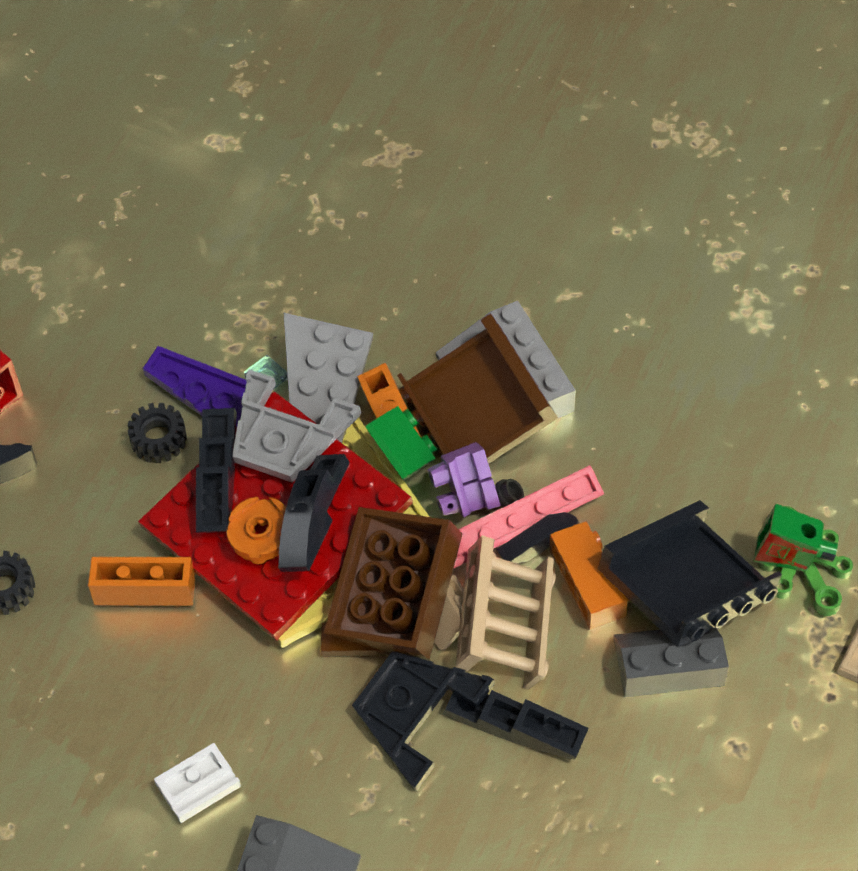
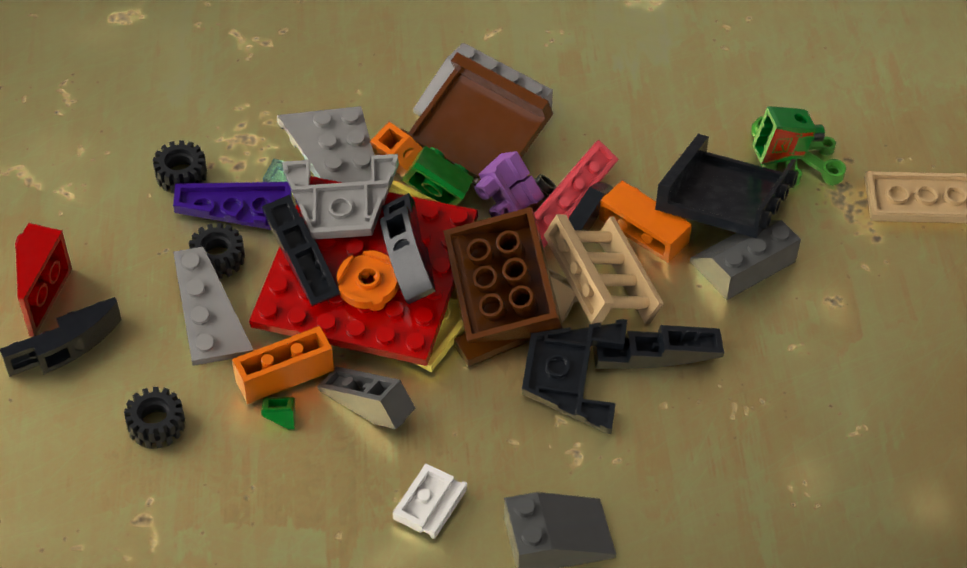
camera: 30 degrees left, 5 degrees down
(107, 502) = (209, 316): none -> light grey wing
(118, 625) = (280, 410): none -> green slope
(171, 315) = (175, 156): none -> black tyre
(204, 648) = (369, 395): none -> dark grey slope

